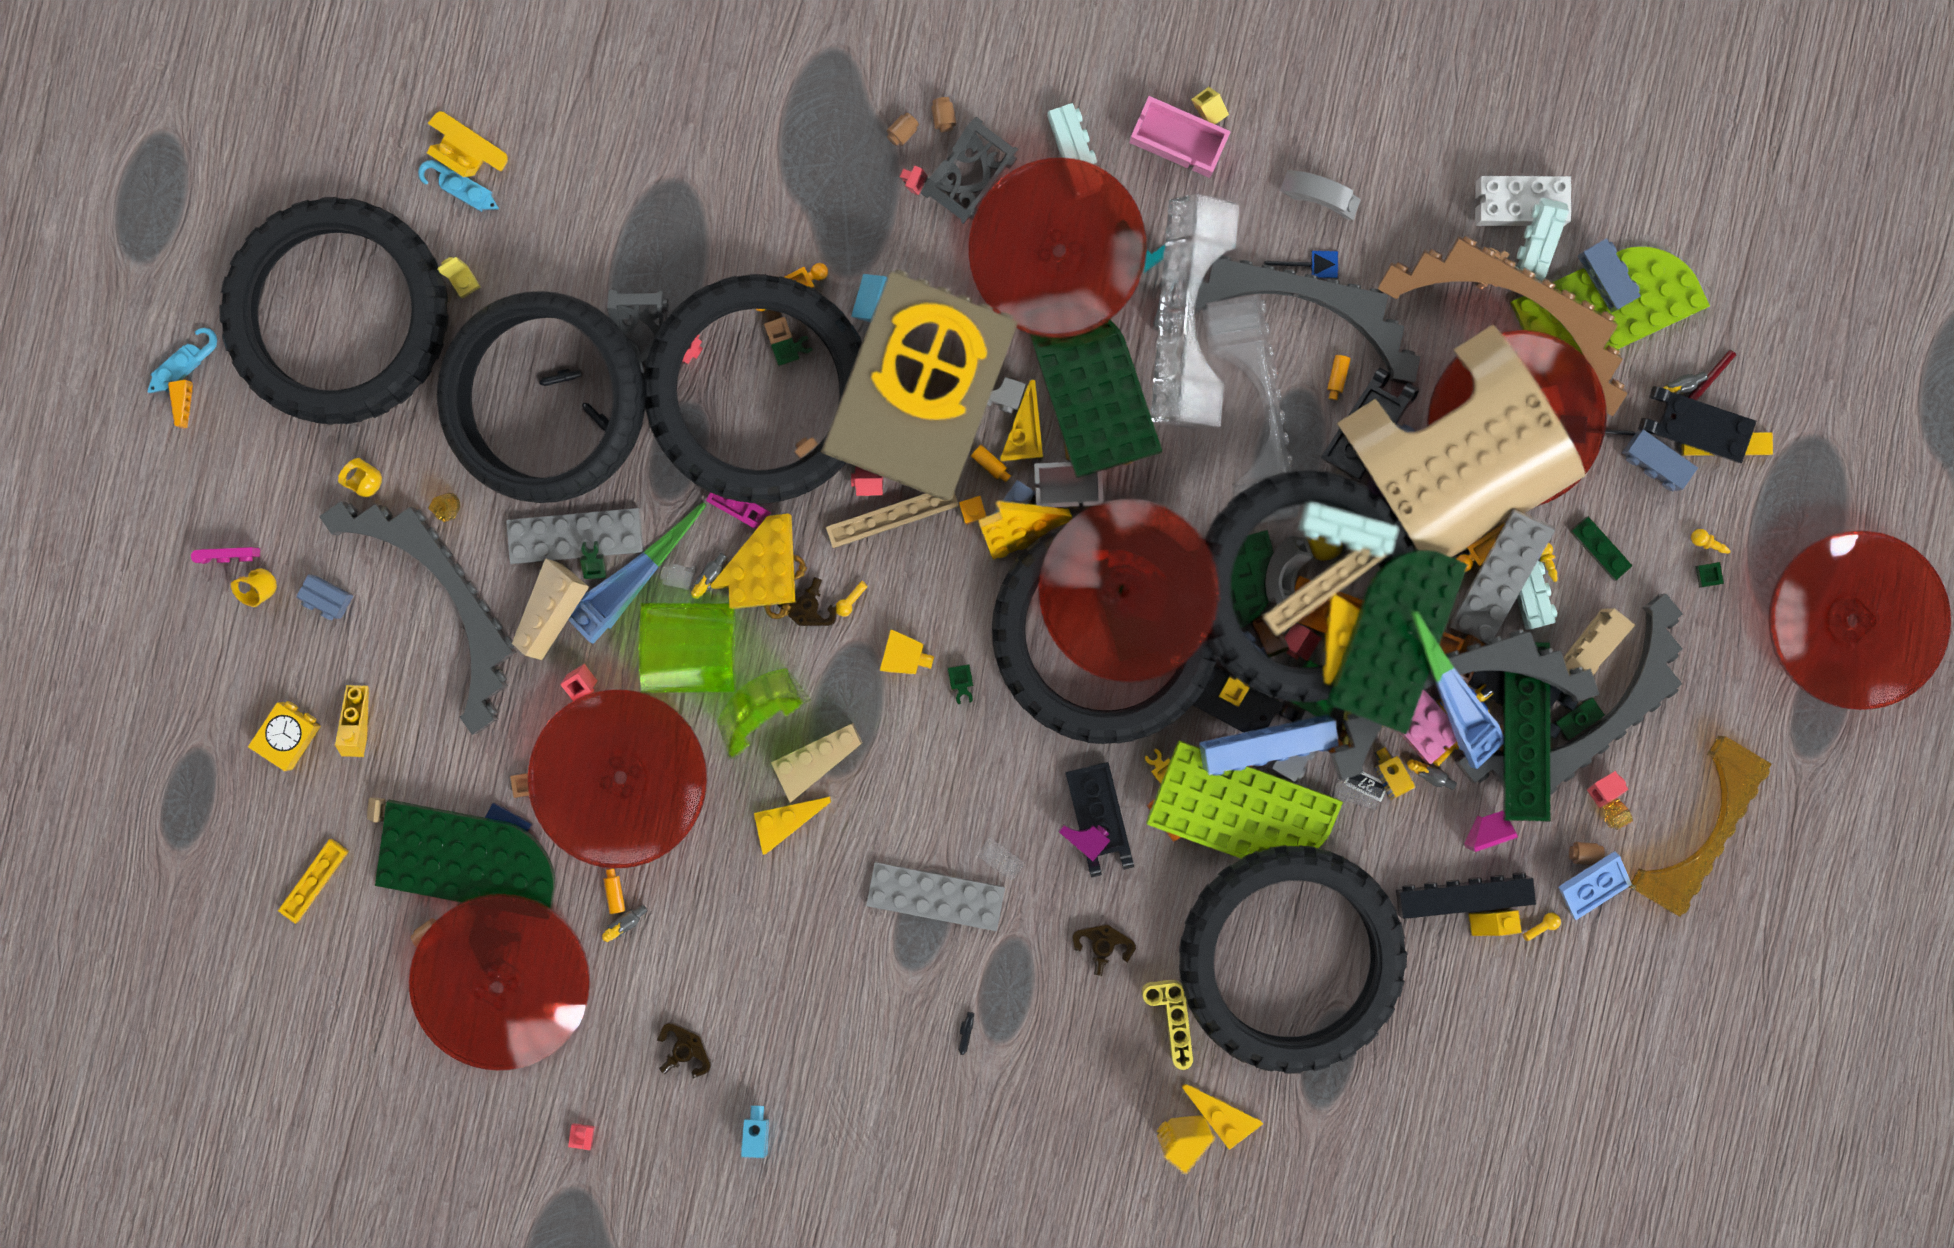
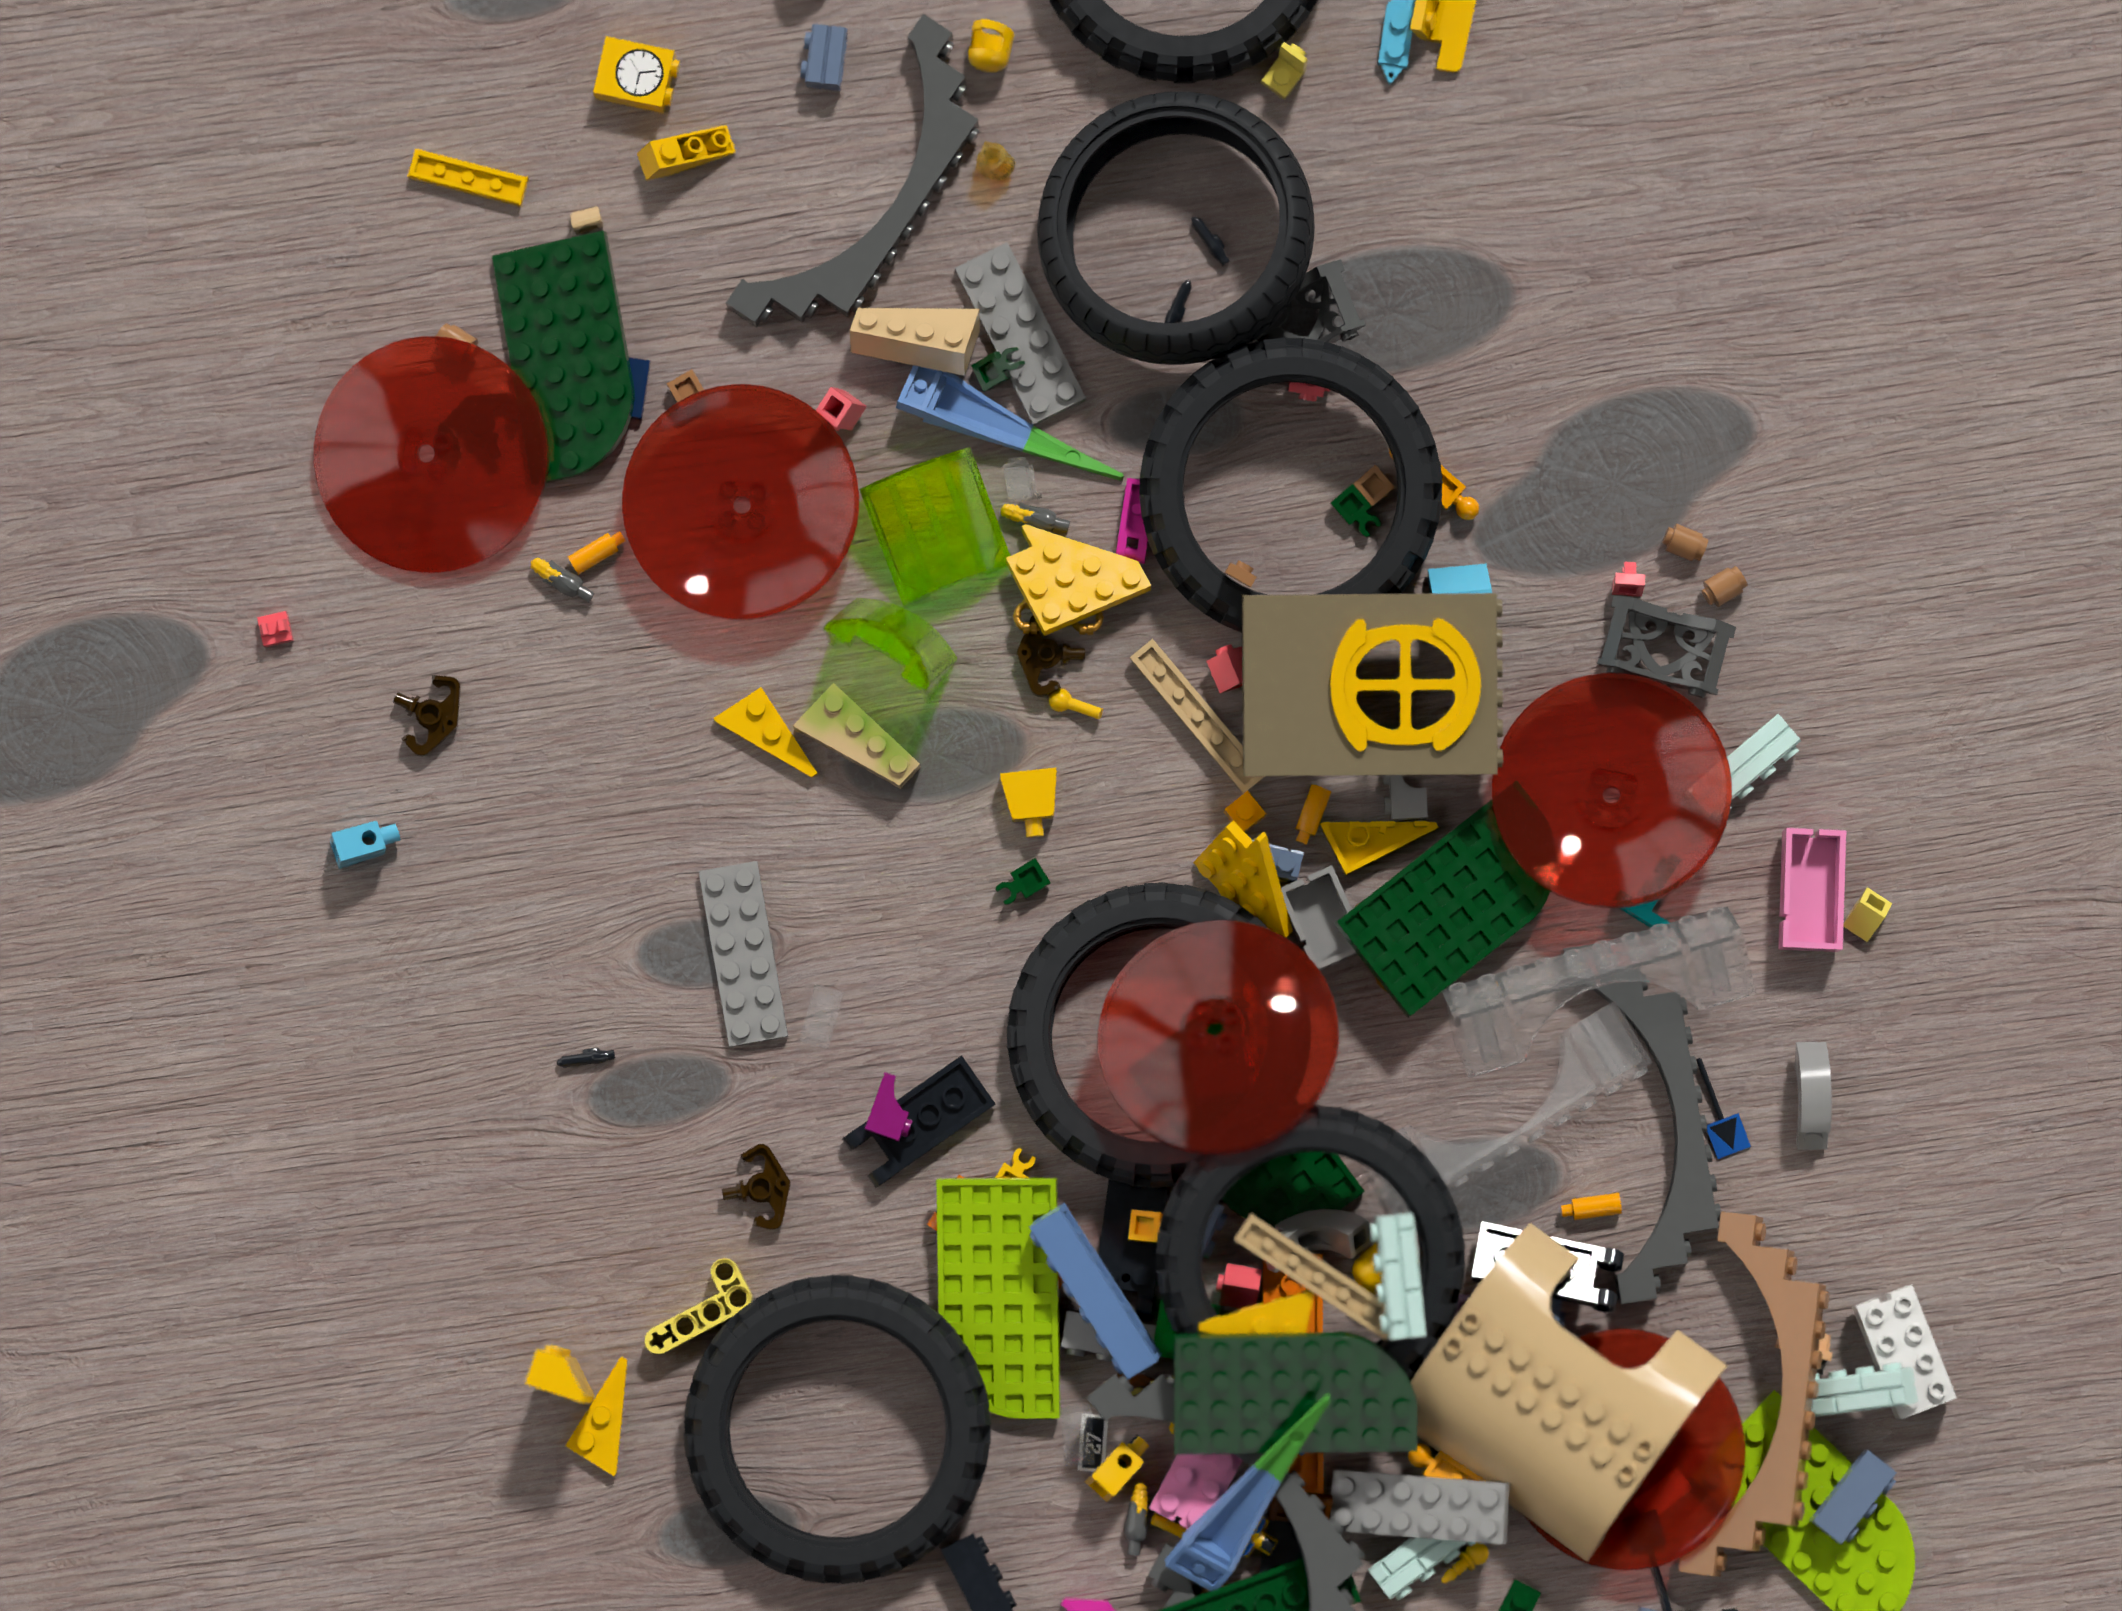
camera: 70 degrees right, 5 degrees down
(1271, 643) = (1226, 1251): reddish brown plate -> none

